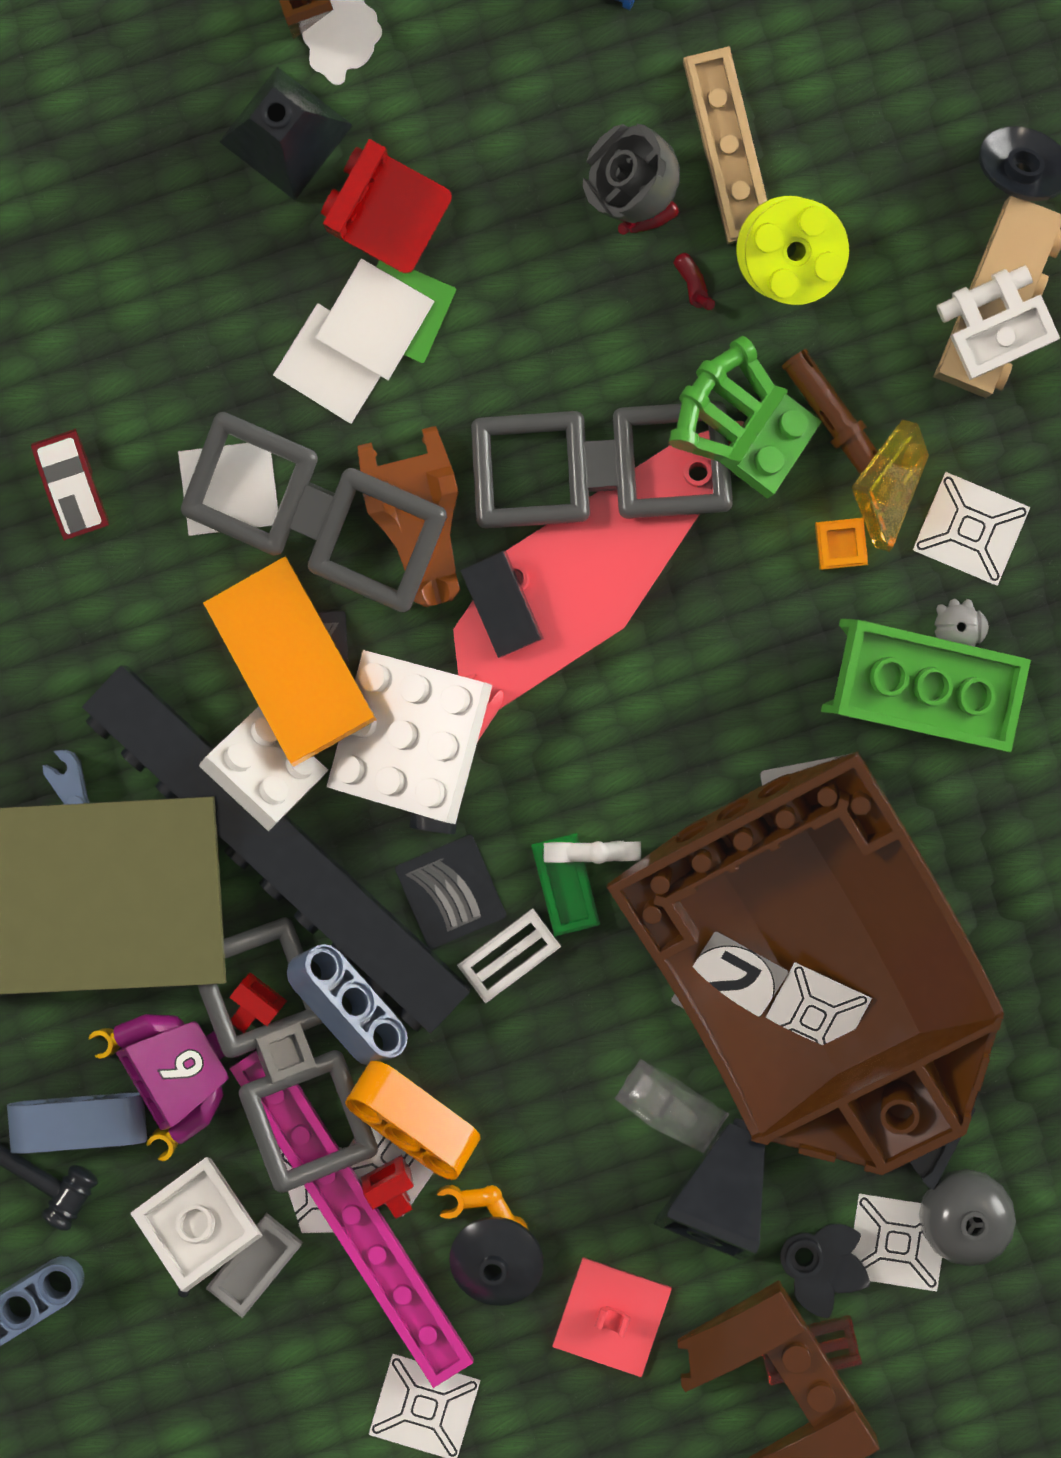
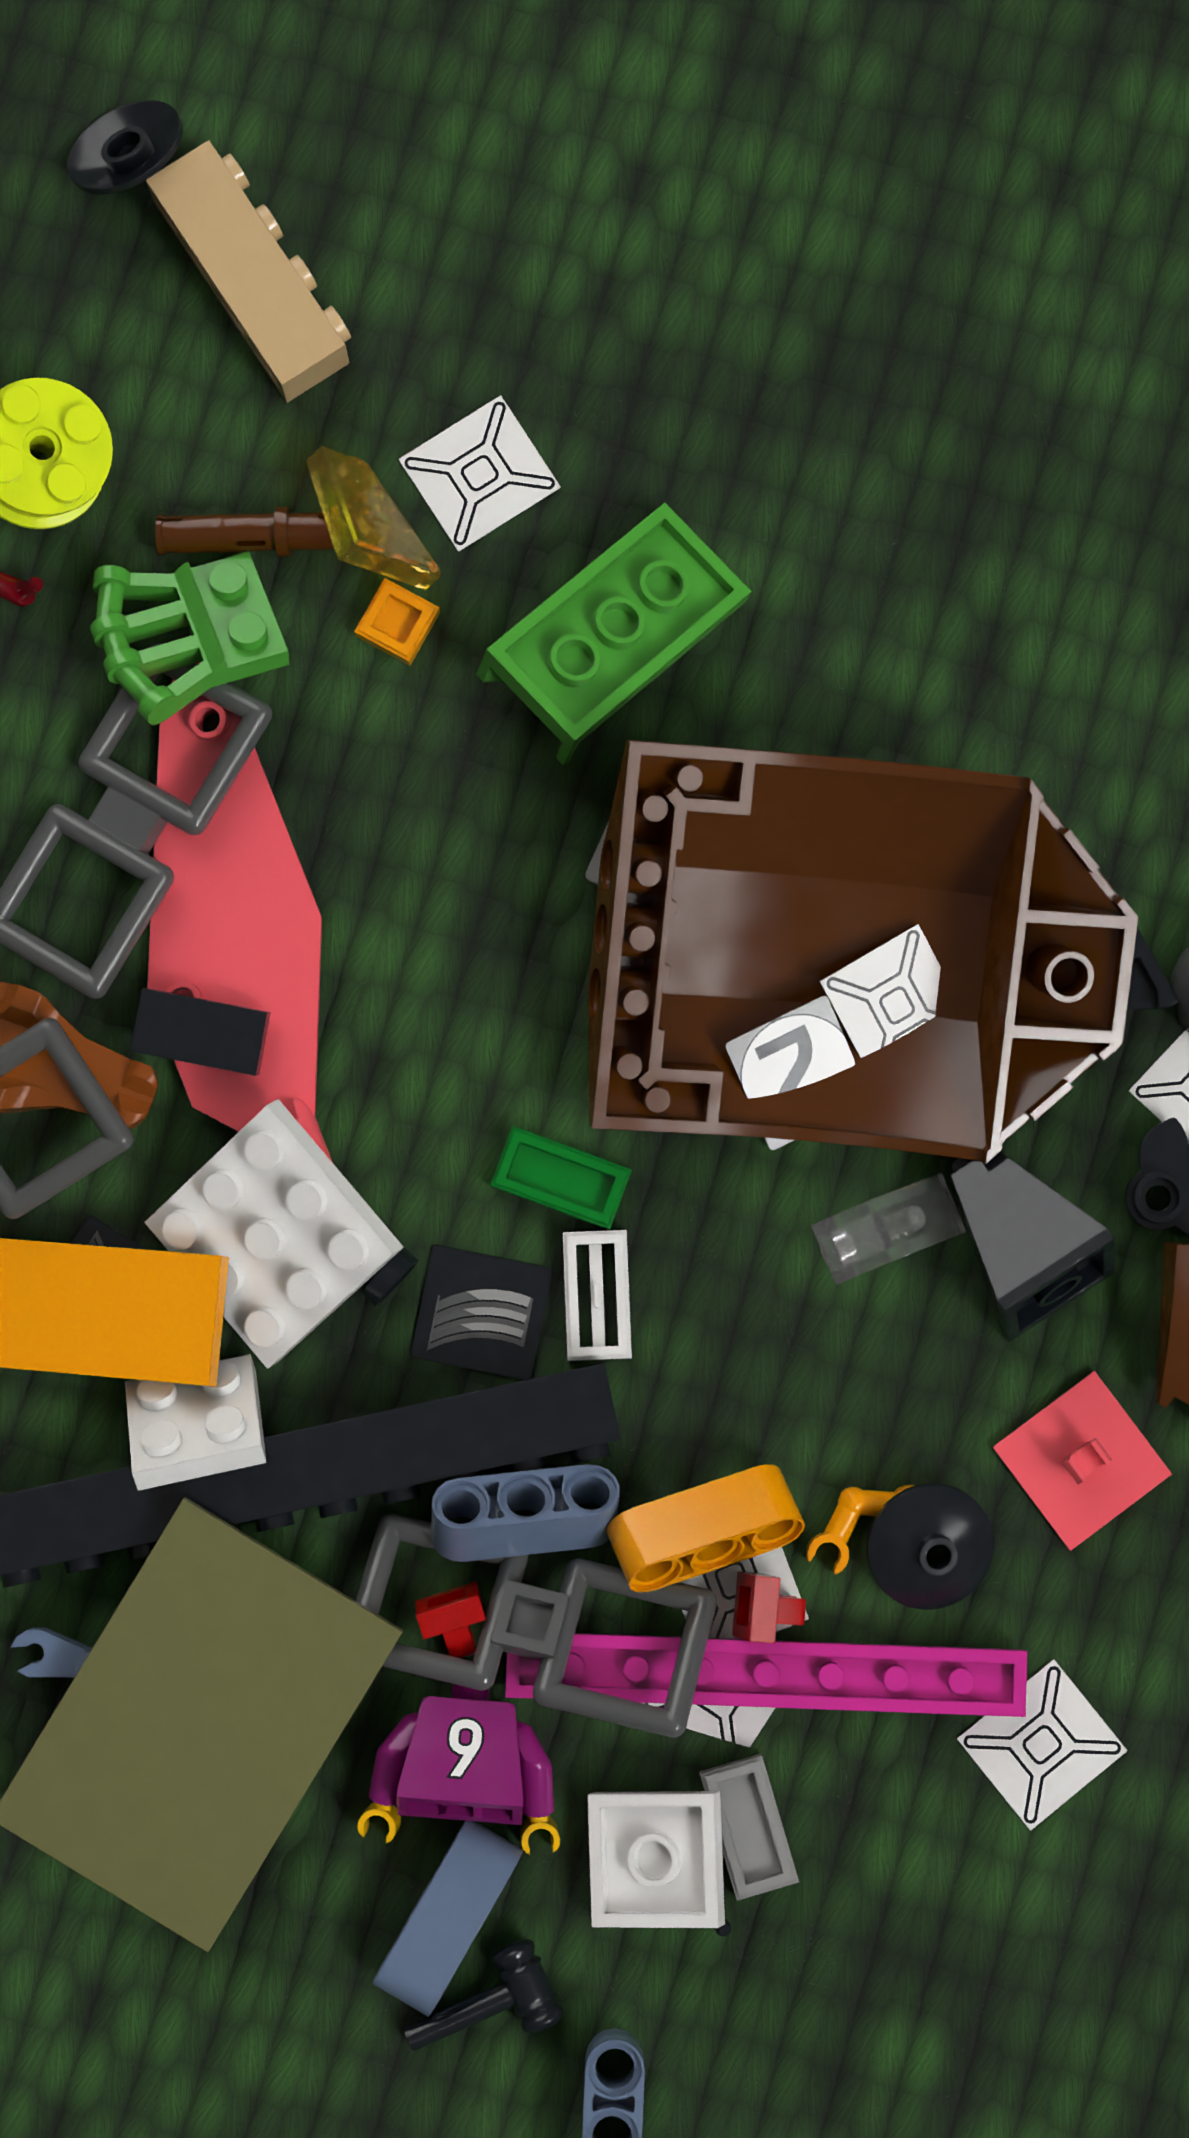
camera: 60 degrees left, 5 degrees down
(592, 852) = (545, 1115): white arm -> none
(949, 617) = (559, 561): light grey animal -> none
(1005, 335) = (289, 288): white plate -> none

